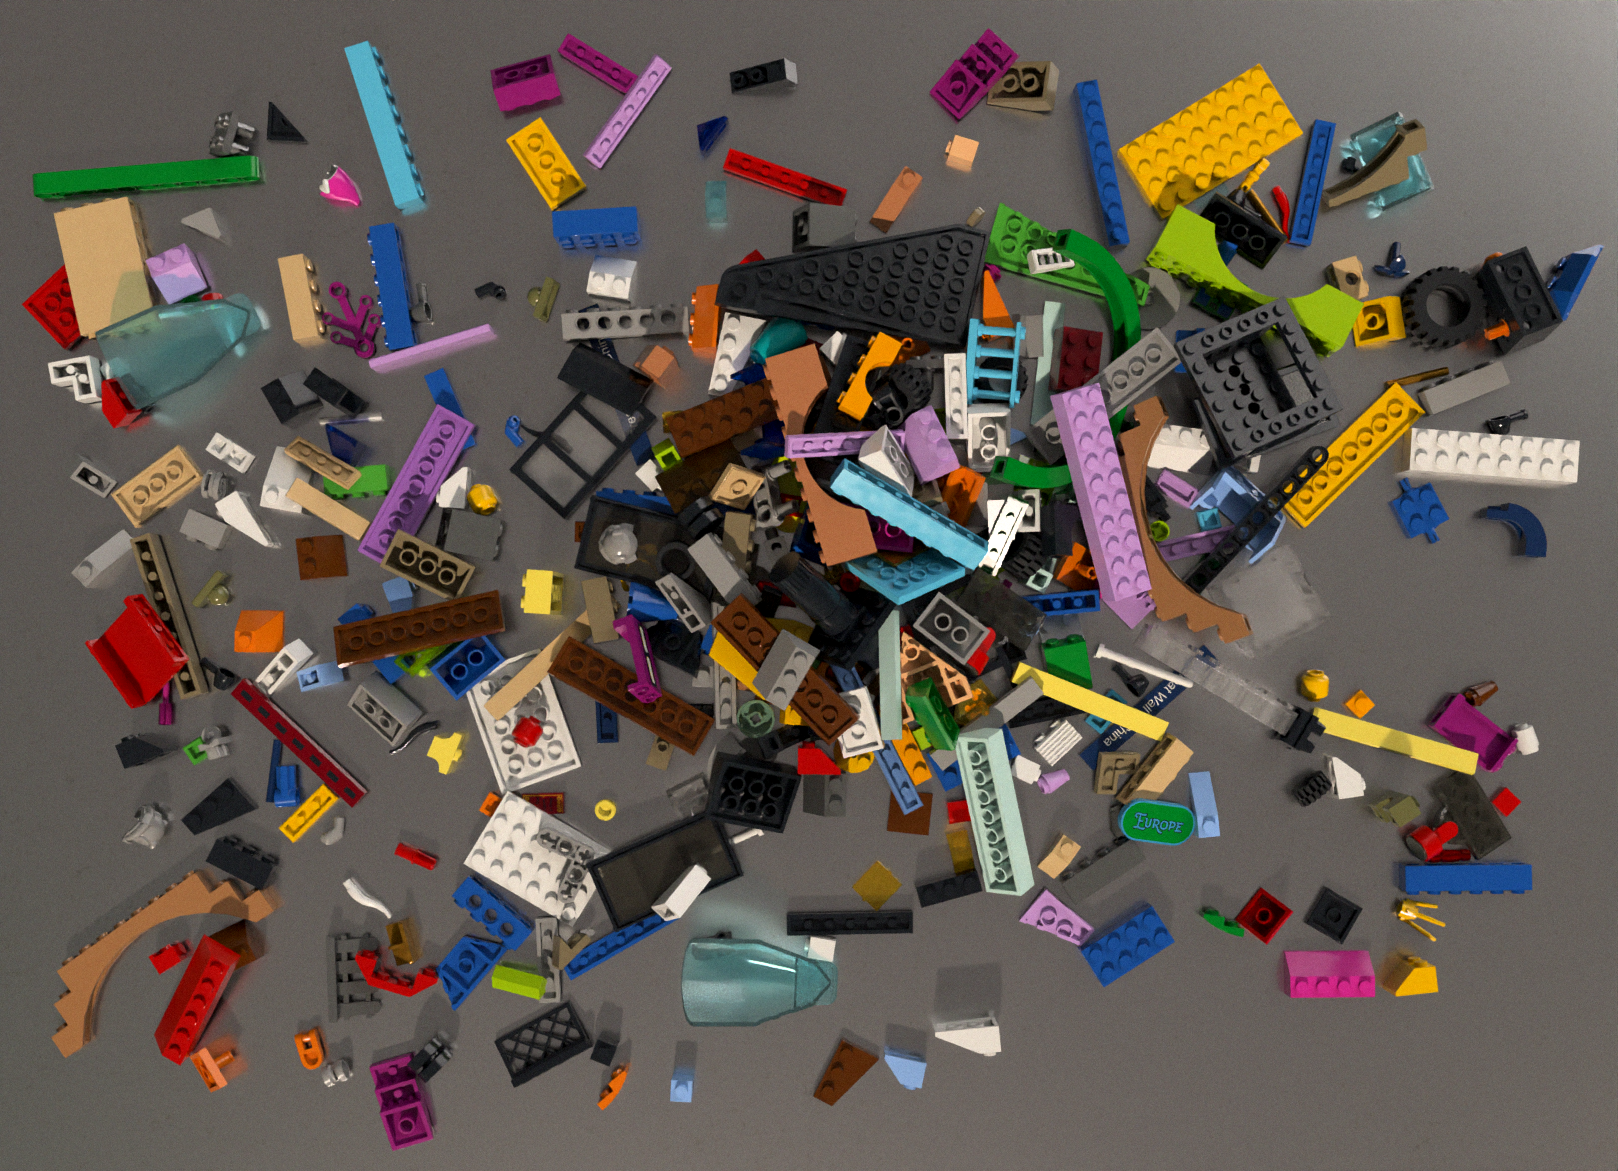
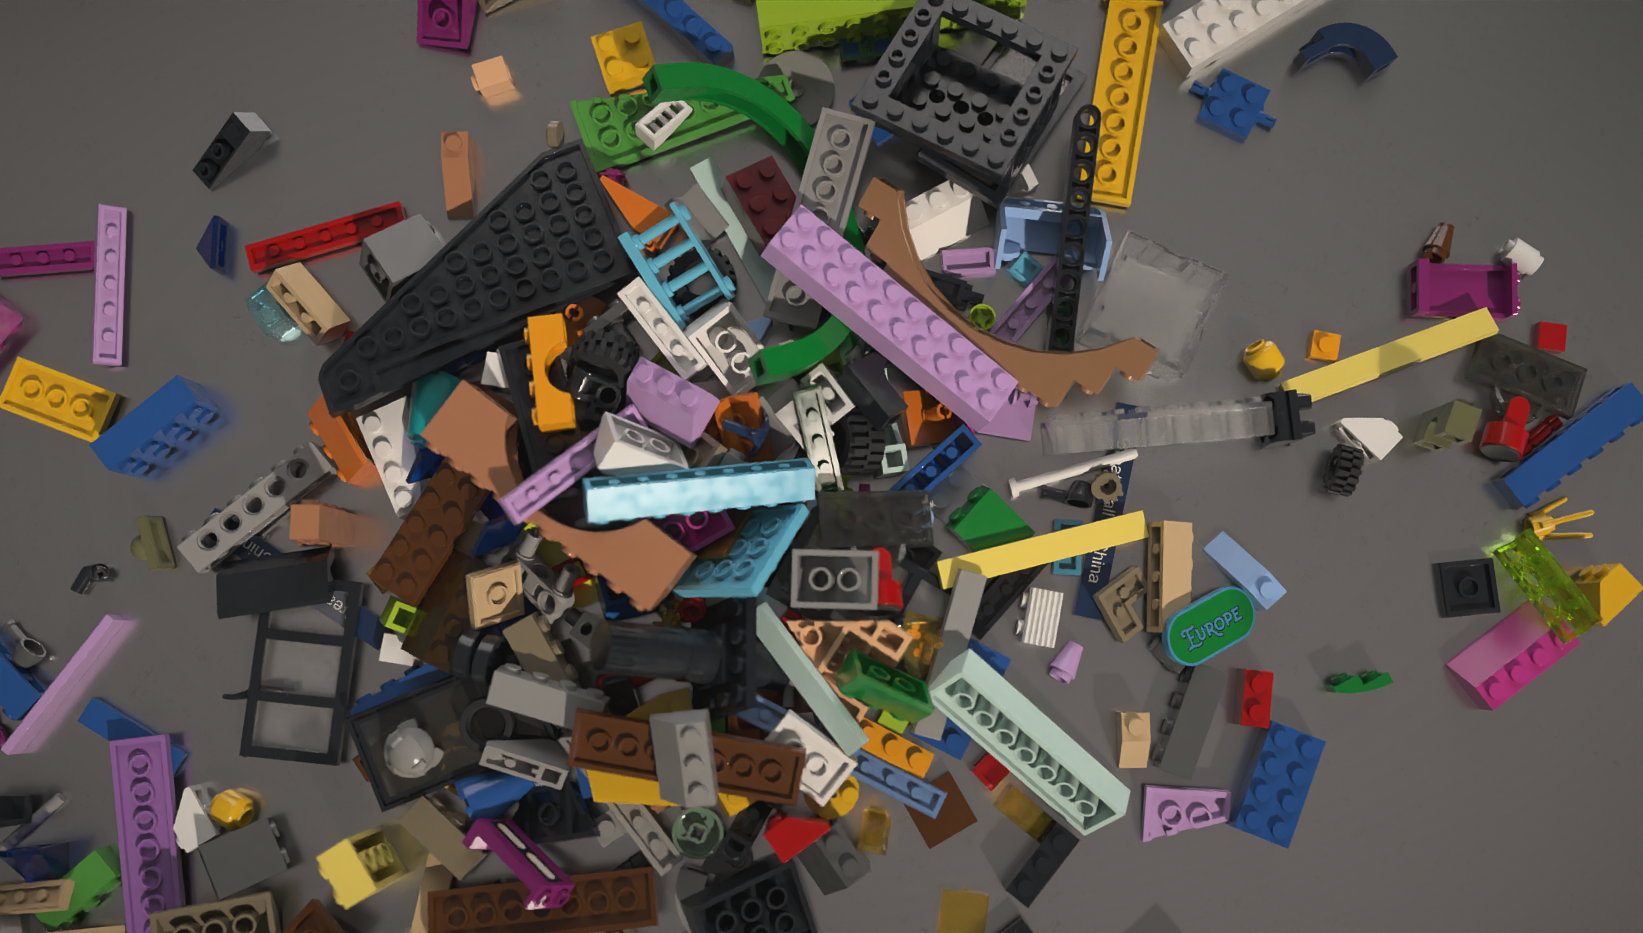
camera: 30 degrees left, 5 degrees down
(511, 430) = (215, 710): blue arm -> none
(611, 278) = (212, 471): white slope -> none
(744, 215) = (308, 303): none -> tan brick
(862, 795) = (874, 831): none -> clear yellow slope
(967, 506) = (756, 435): none -> dark blue plant
(1025, 769) = (1028, 672): white brick -> none
(1055, 200) = (623, 57): none -> yellow brick
(1150, 884) = (1253, 698): none -> red brick
(1160, 697) = (1114, 486): none -> dark tan animal
(1264, 916) = (1397, 642): red slope -> none
(1387, 949) = (1552, 583): none -> clear neon green fence

